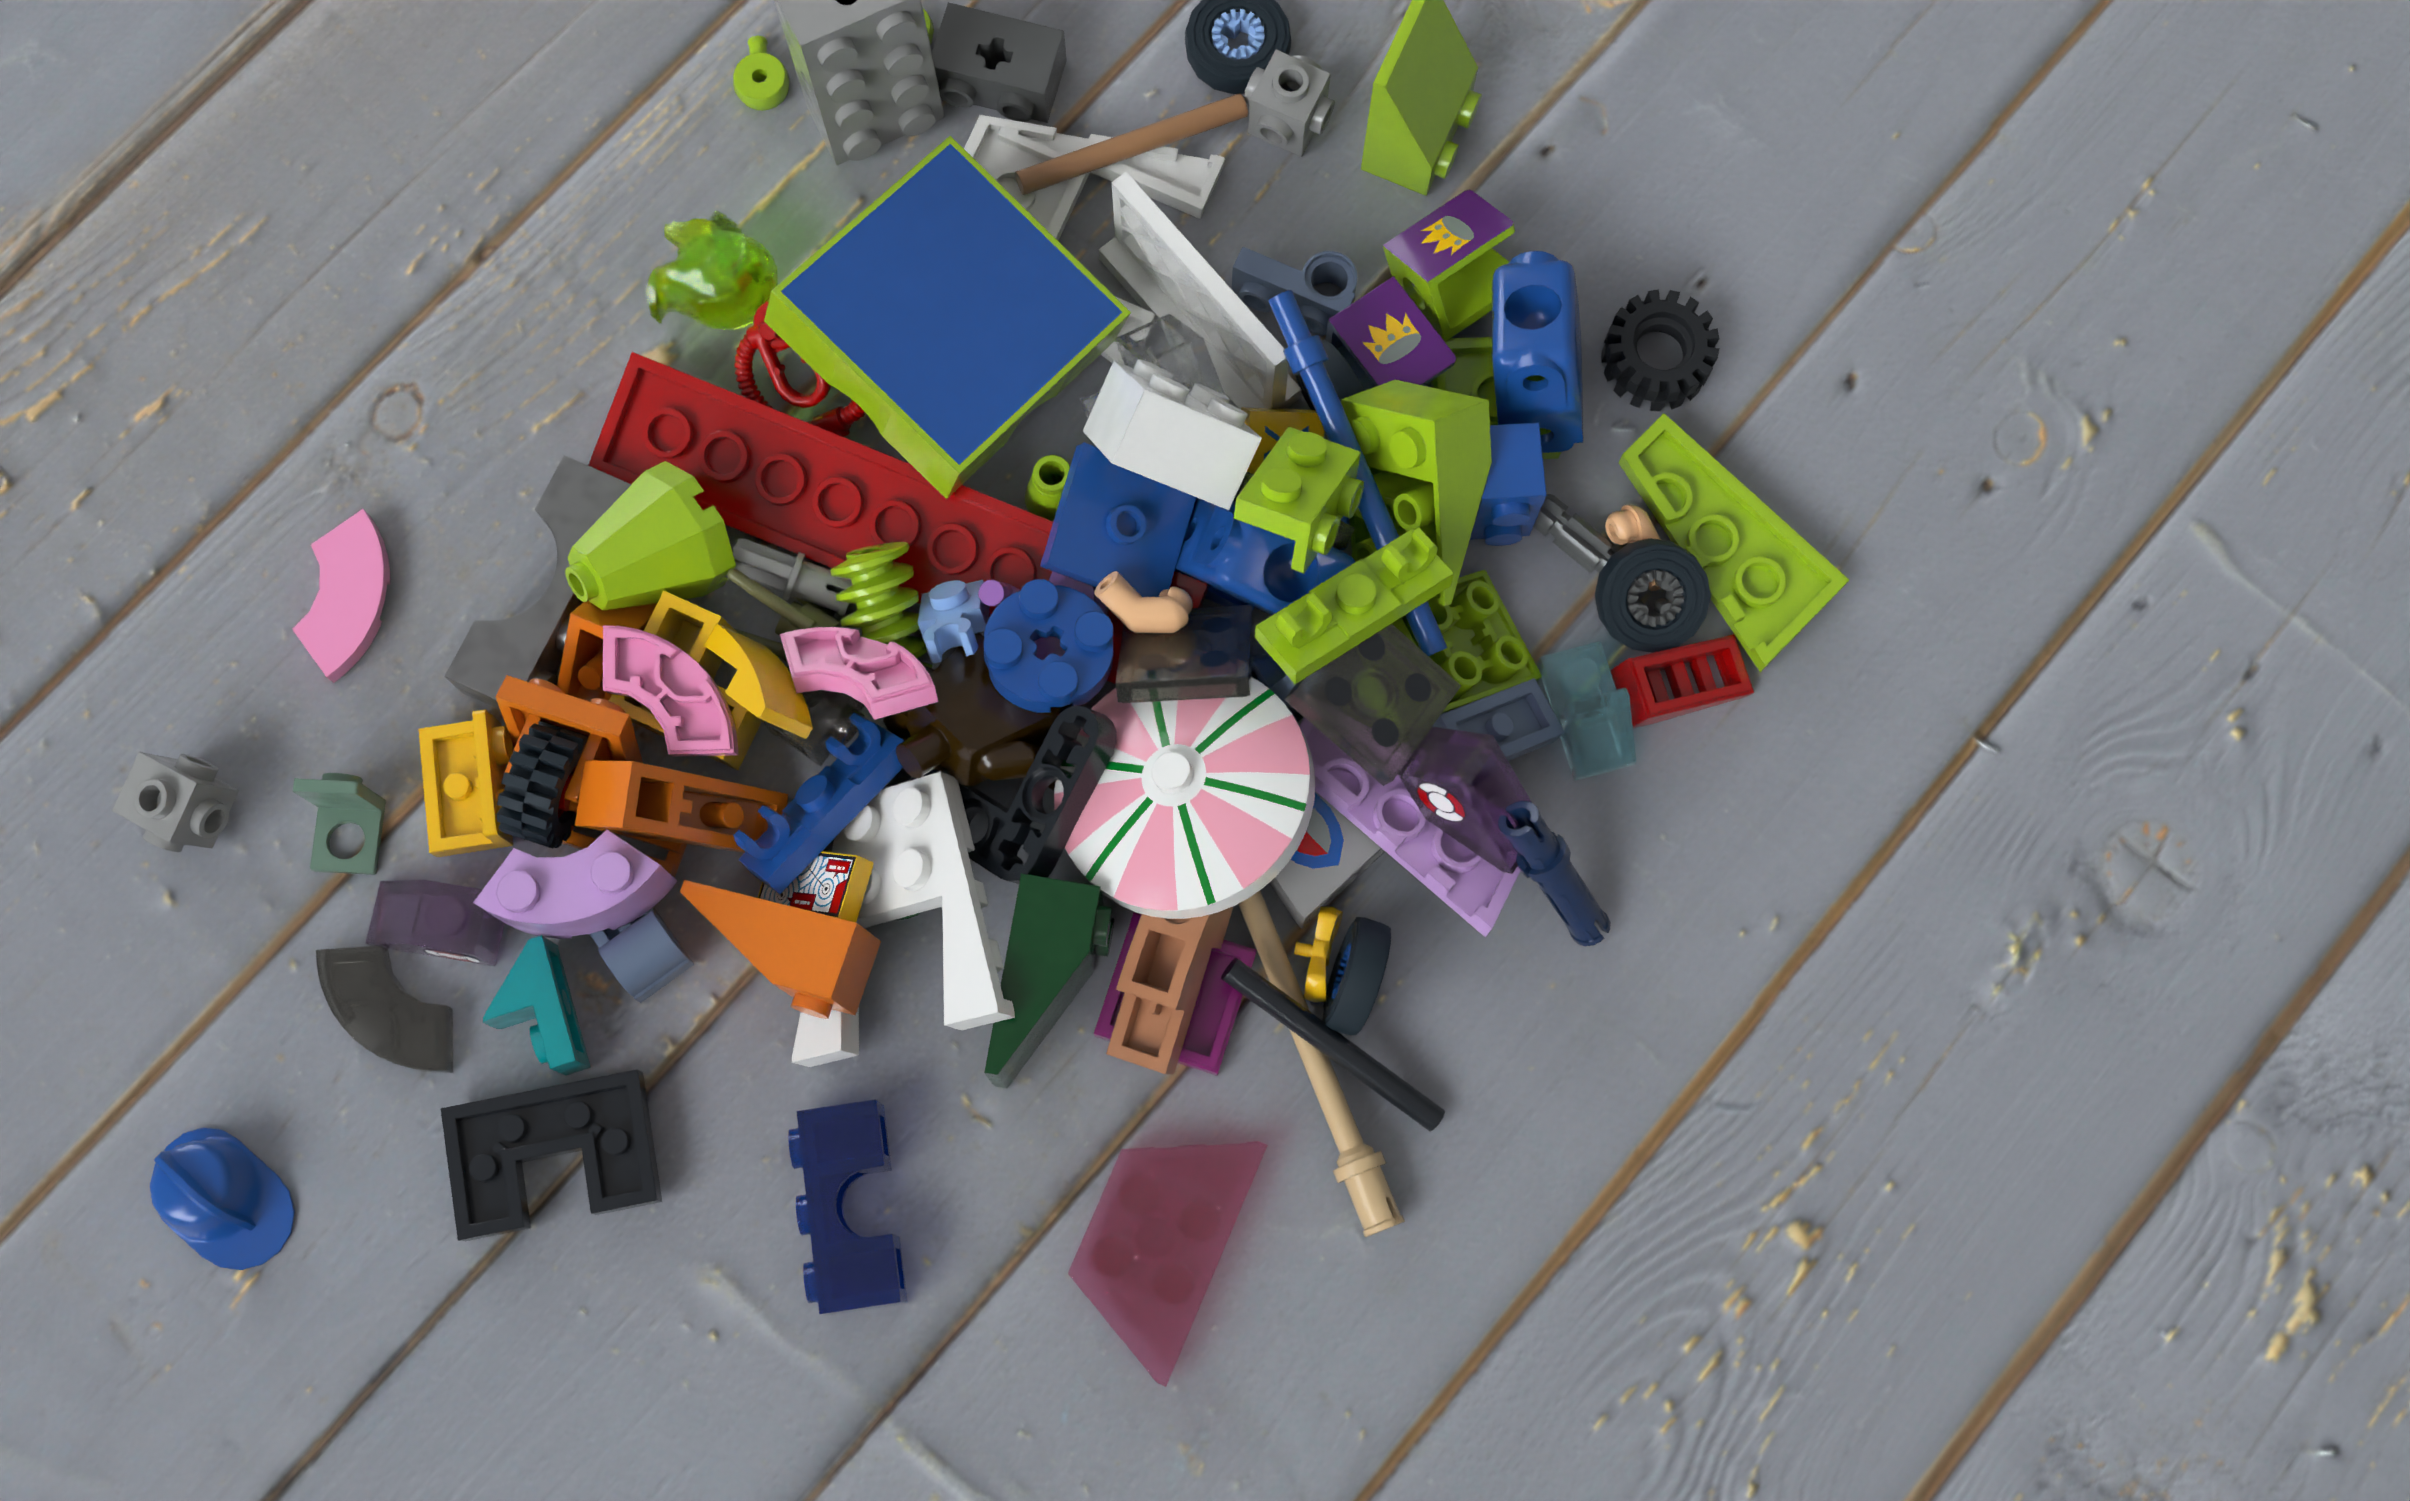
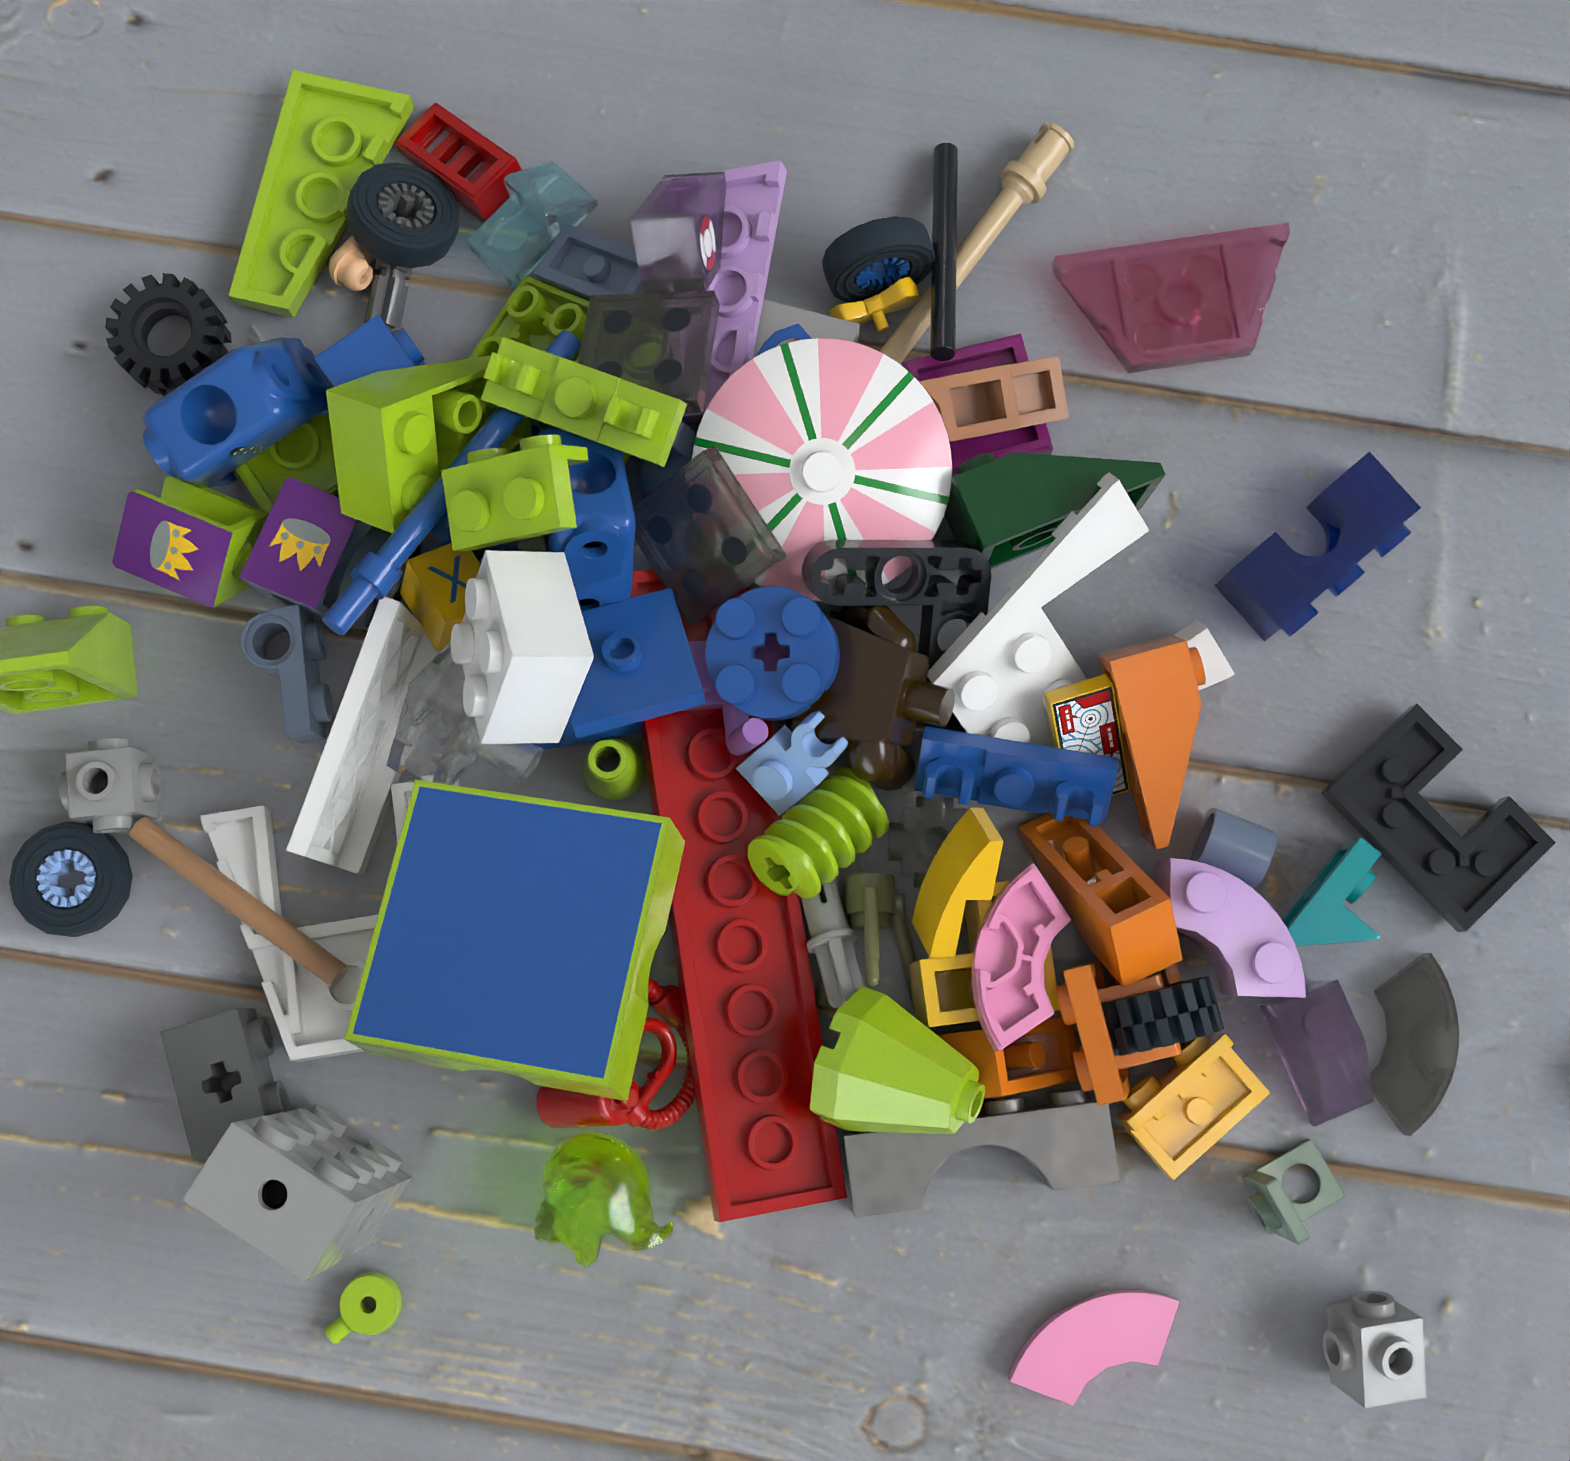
camera: 120 degrees left, 5 degrees up
(872, 672) = (891, 804): bright pink tile -> none
(1145, 614) = (694, 598): light nougat arm -> none
(1548, 863) = (699, 143): dark blue pin -> none

